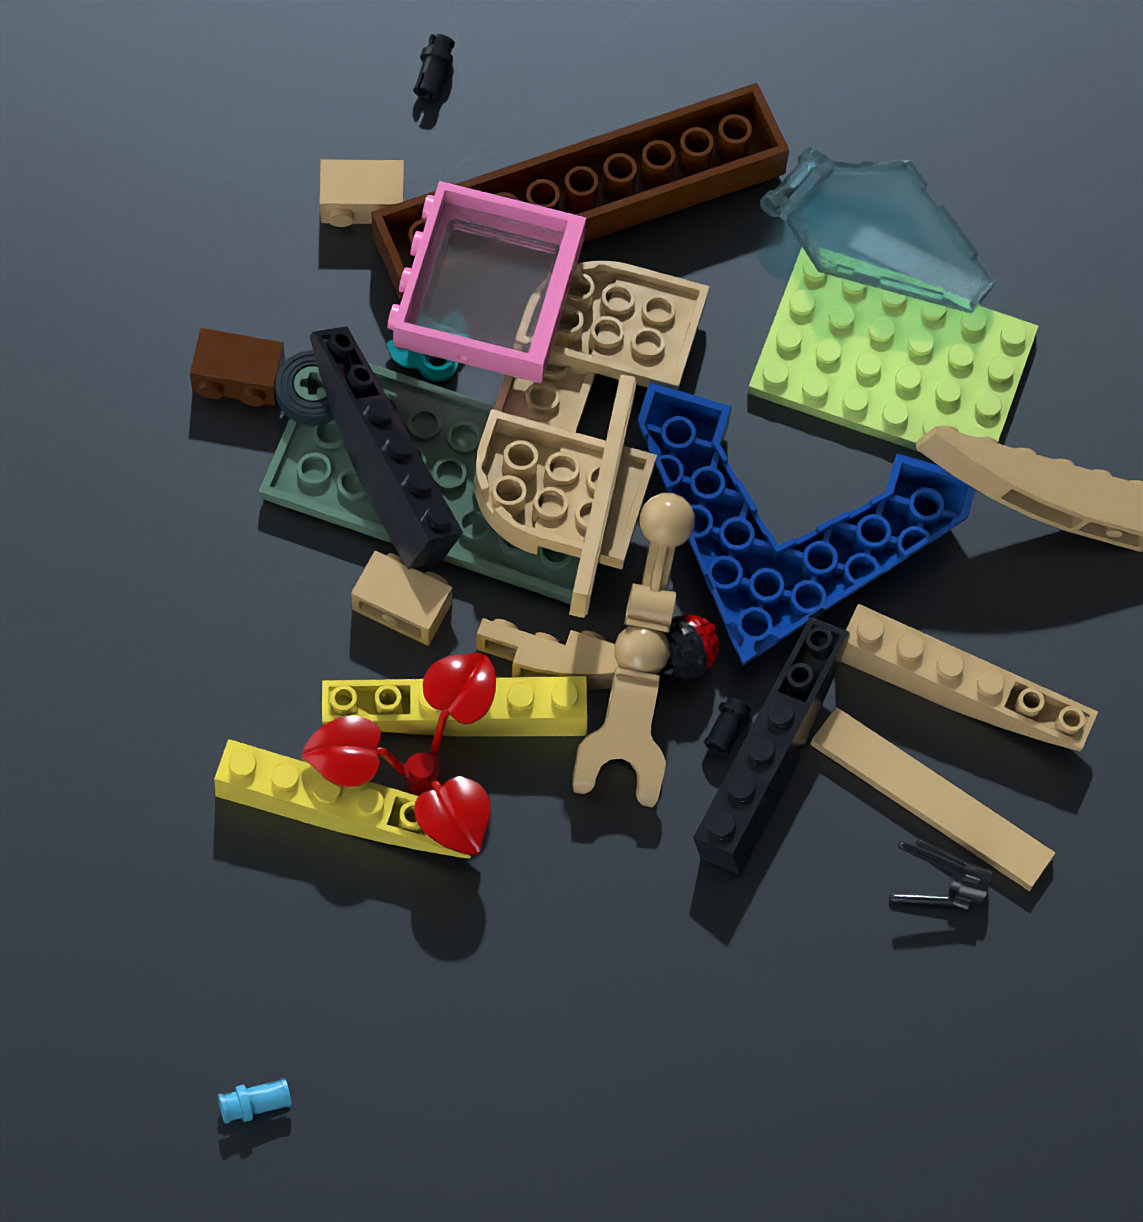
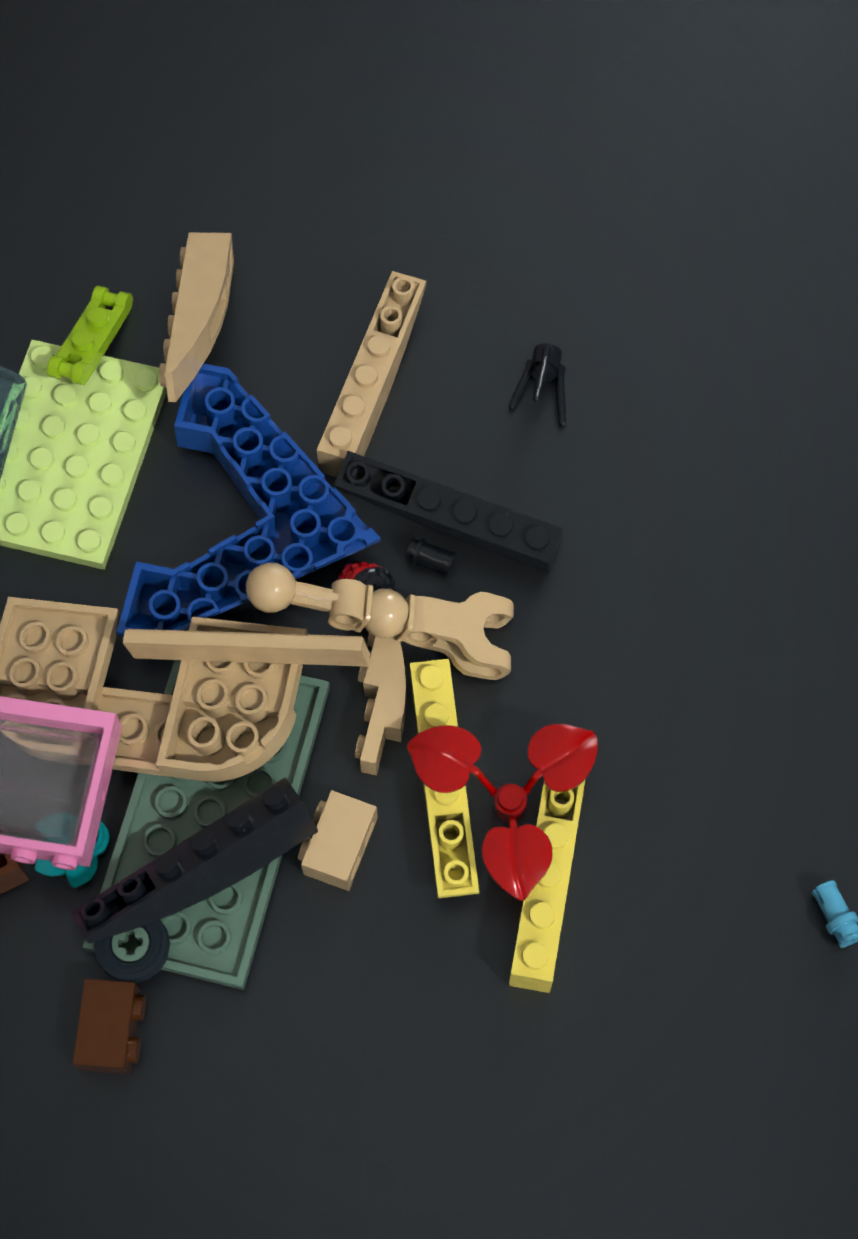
camera: 90 degrees left, 0 degrees up
(932, 798) = (474, 395): tan tile -> none
(1034, 383) = (90, 336): none -> lime plate

